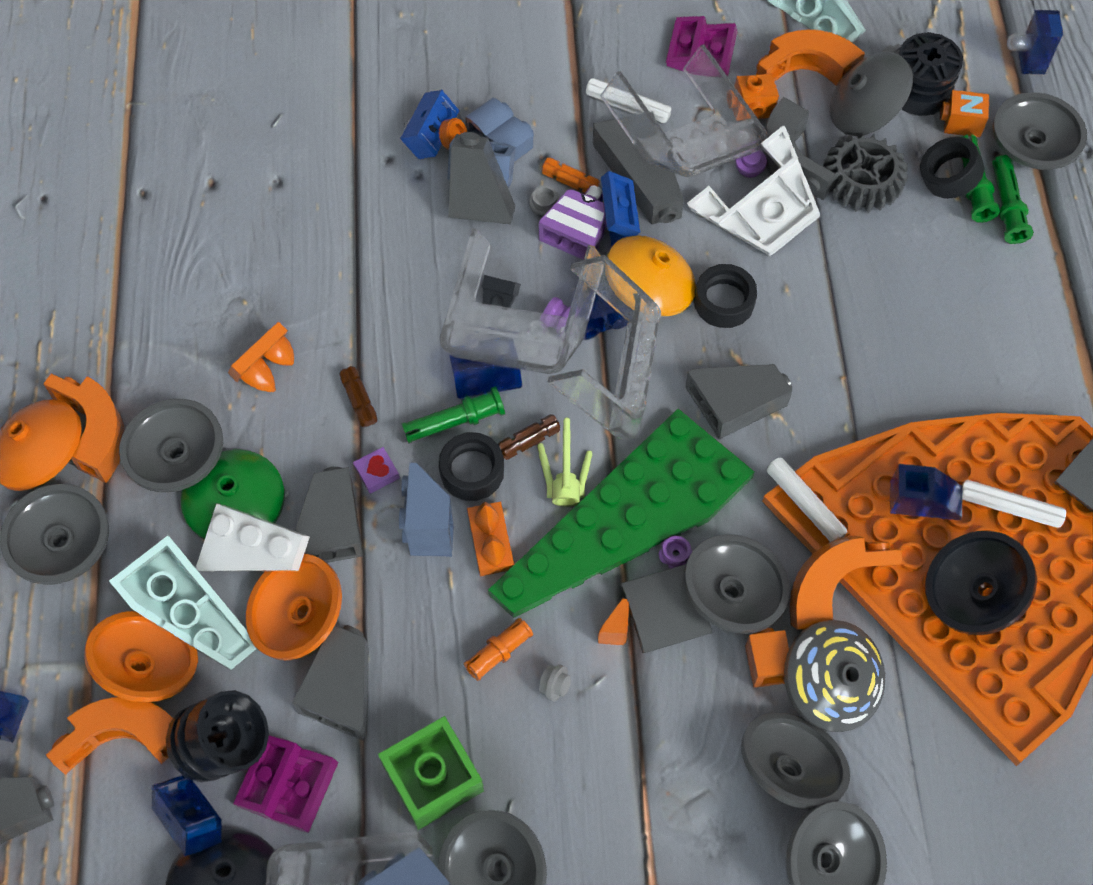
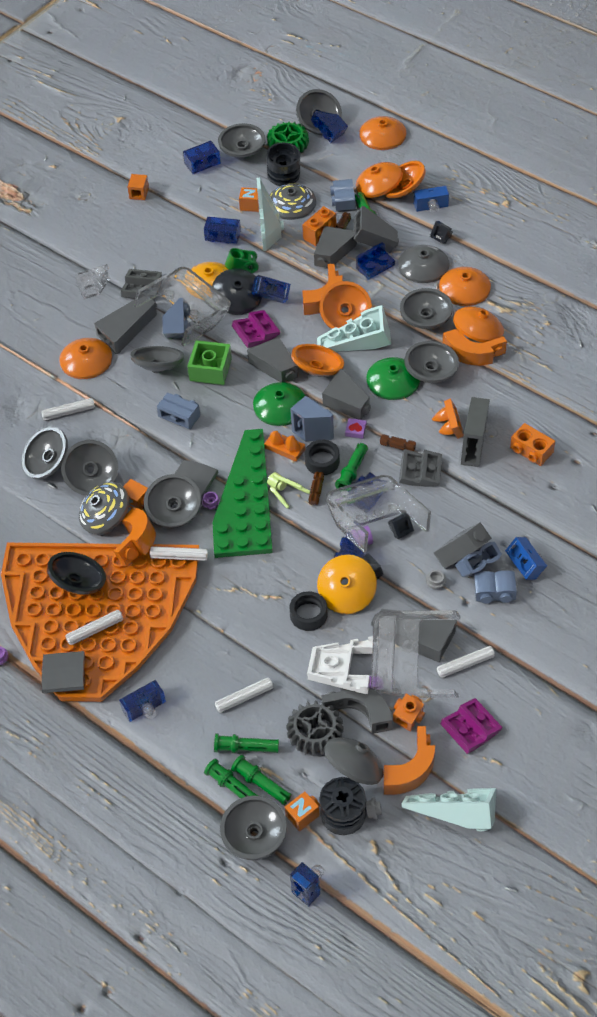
camera: 135 degrees right, 10 degrees down
(217, 736) = (287, 306): black wheel -> none
(224, 233) = (532, 444): none -> orange brick
(249, 544) = (357, 360): white wing -> none
(276, 294) = (475, 431): none -> dark grey slope
(379, 339) = (420, 468): none -> dark grey slope
(417, 635) = (274, 403): none -> green dish
(449, 129) = (512, 564): orange tile -> none
(498, 649) = (235, 416): orange pin -> none
(555, 682) = (203, 423): light grey plate -> none
(563, 741) = (178, 410): none -> sand blue brick
(568, 175) = (440, 601): orange axle -> none
(575, 222) = (406, 580): medium lavender torso -> none
(616, 626) = (201, 455): orange slope -> none
(619, 206) = (395, 593): blue panel -> none
(624, 411) = (299, 531): clear windscreen -> none
(738, 394) = (254, 573): dark grey slope -> none
(900, 278) = (243, 695): none -> white axle
(925, 493) = (131, 590): clear blue slope -> none
(944, 151) = (269, 773): black tyre -> none
(966, 233) = (236, 744): none -> green pin
(1030, 368) = (143, 701): none -> clear blue piece

